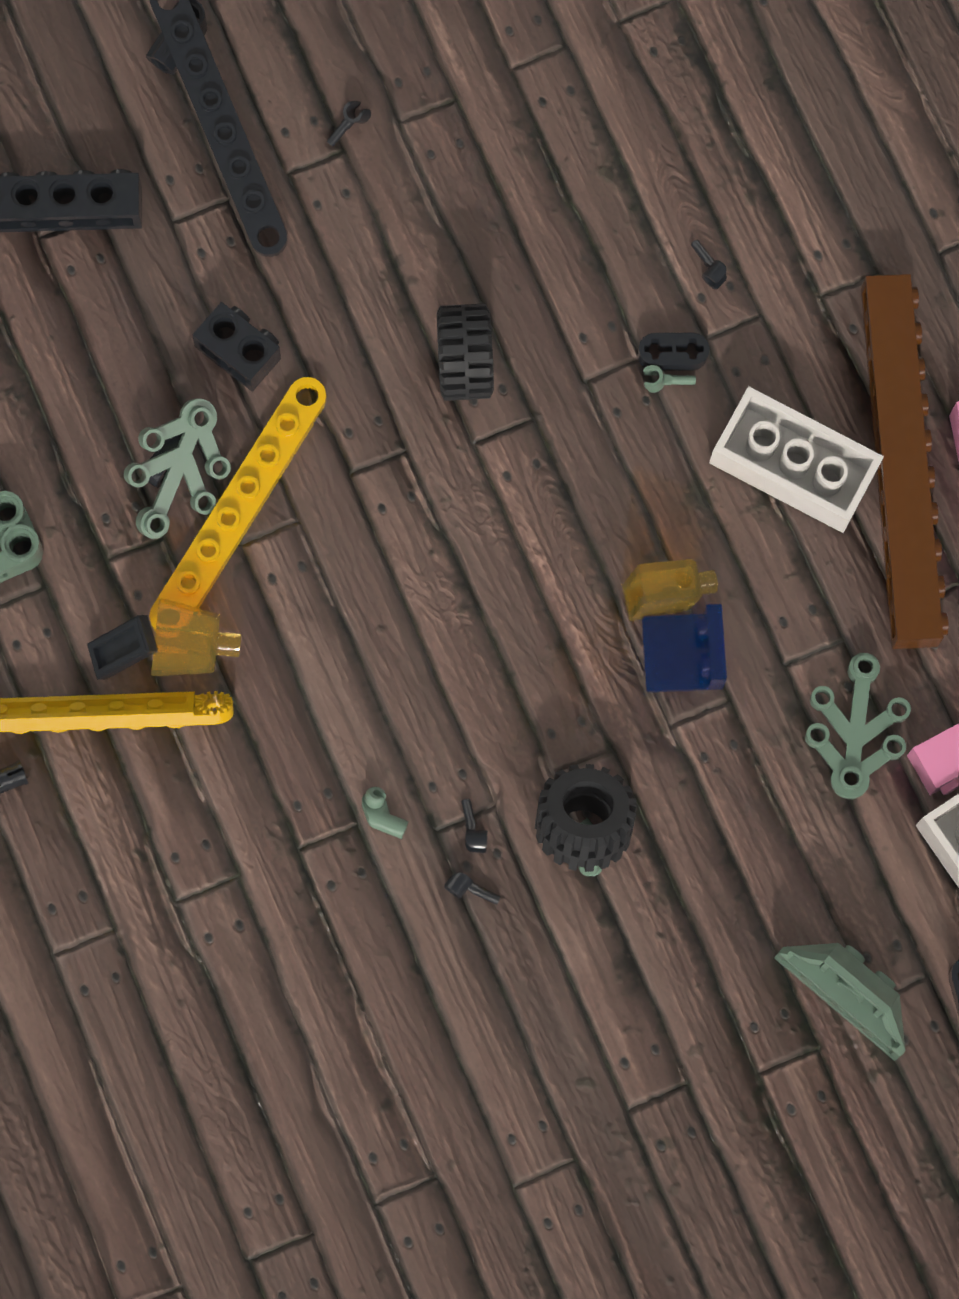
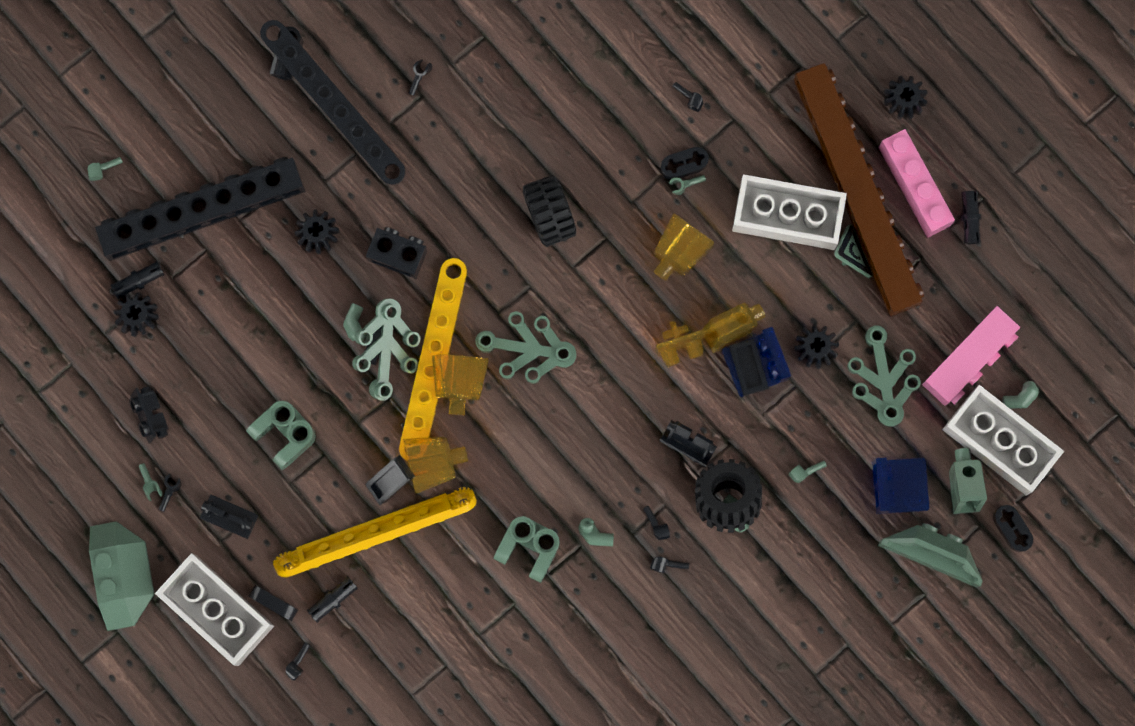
camera: 10 degrees left, 5 degrees up
(129, 274) = (308, 227): none -> black gear
(145, 417) = (351, 322): none -> sand green arm
(263, 541) = (458, 379): none -> clear yellow torso
(290, 794) = (531, 542): none -> sand green piece
(376, 533) = (530, 349): none -> sand green plant
(566, 742) = (697, 449): none -> black hinge
(590, 587) = (690, 341): none -> clear yellow hips
(630, 462) = (680, 248): none -> clear yellow torso
(671, 653) = (748, 367): none -> black tile
(694, 822) = (798, 474): none -> sand green hand
(763, 645) = (824, 353): none -> black gear
(832, 883) = (900, 485): none -> clear blue bracket
(865, 541) = (851, 252): none -> piece
(926, 909) = (967, 483): none -> sand green torso

